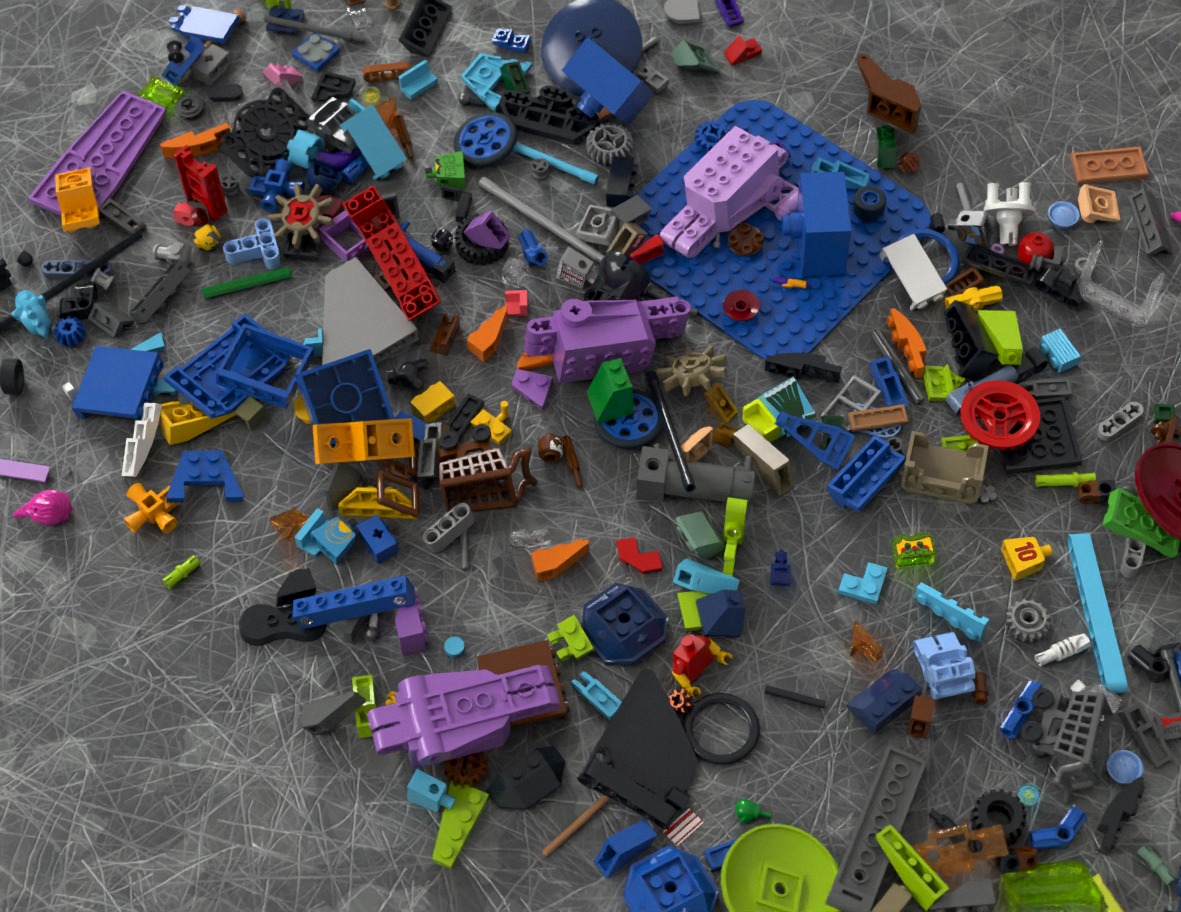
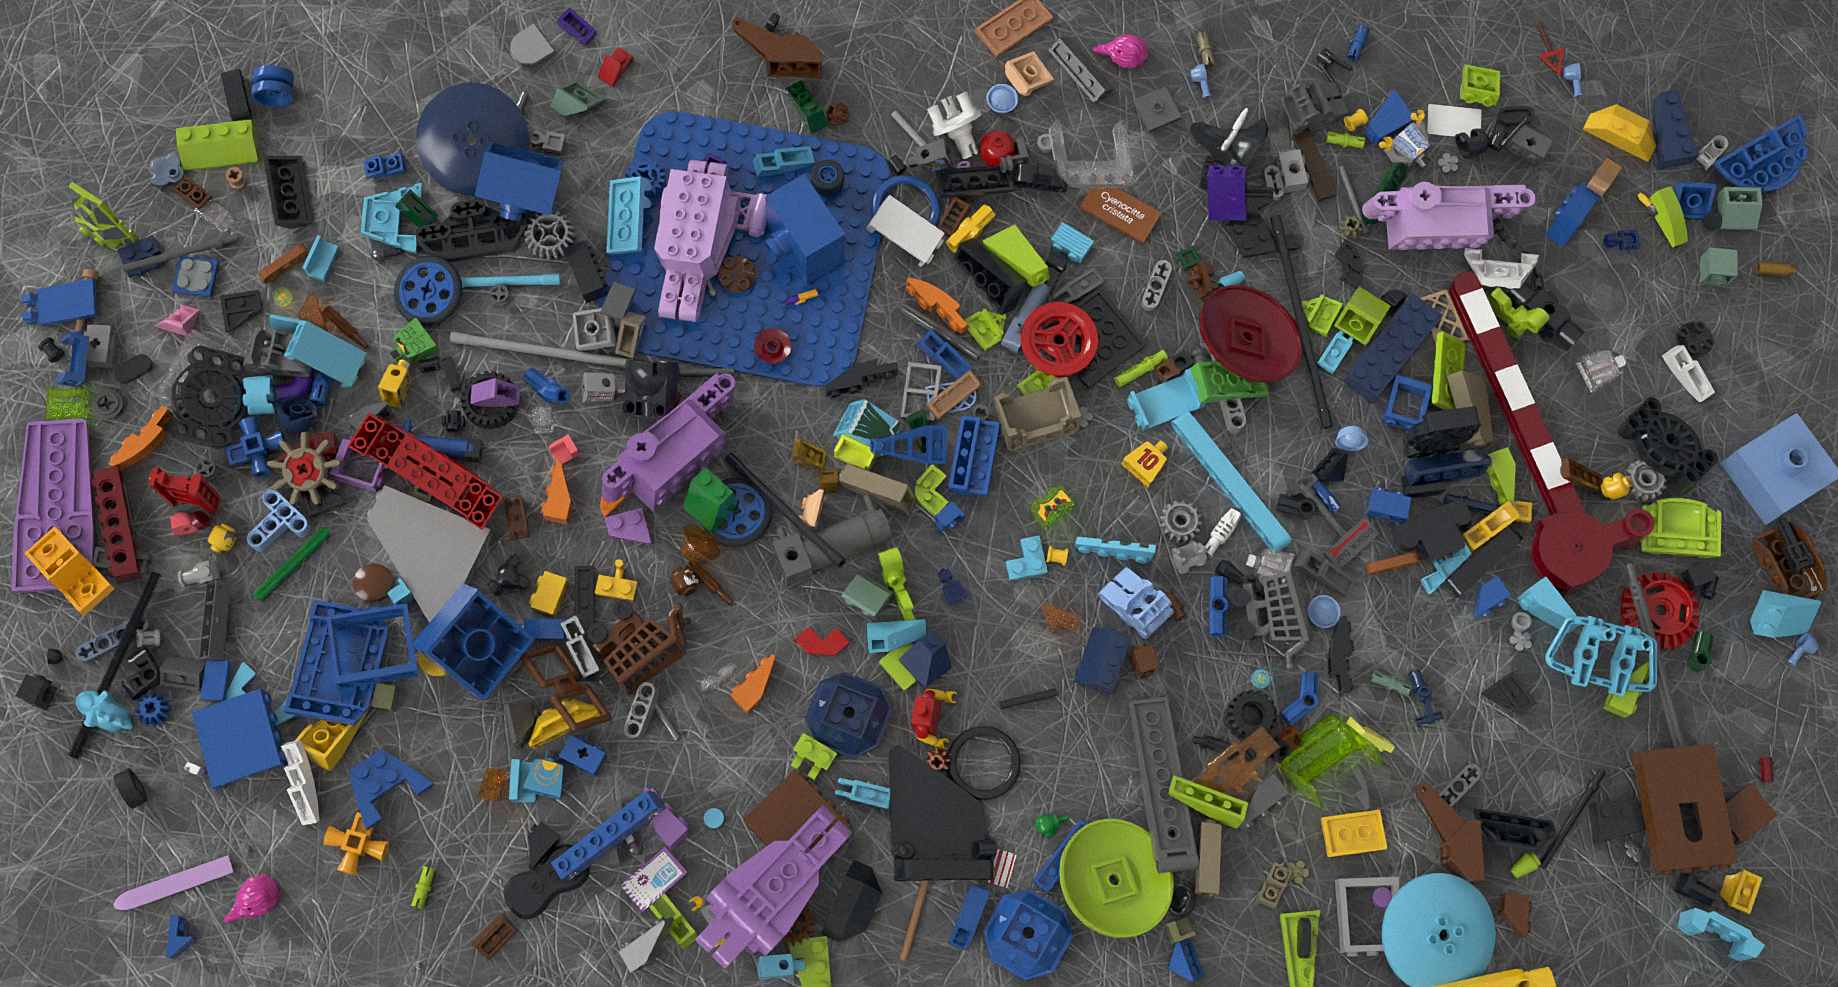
camera: 40 degrees left, 15 degrees up
(130, 334) = (215, 680): none -> blue slope
(135, 189) = (130, 568): none -> dark red brick
(212, 641) = (494, 936): none -> reddish brown slope
(299, 326) = (372, 582): none -> reddish brown dish
(363, 440) = (521, 677): light orange bracket -> none
(372, 667) = (653, 879): none -> sticker
(413, 191) = (395, 384): none -> yellow torso
(579, 424) = (697, 544): none -> clear orange hat
(651, 249) = (657, 330): red slope -> none
(680, 152) = (626, 214): none -> medium azure hinge
(692, 370) = (767, 436): dark tan gear -> none
(806, 484) = (926, 493): none -> lime plate
(813, 512) = (948, 517): none -> blue brick
(894, 591) = (1057, 555): none -> yellow bush
(896, 73) = (772, 22): none -> black tile
(1019, 653) = (1188, 556): none -> light grey piece
(1050, 682) = (1228, 570): none -> black cone
(1071, 517) = (1165, 401): none -> medium azure panel
(1121, 348) = (1121, 212): none -> dark orange tile

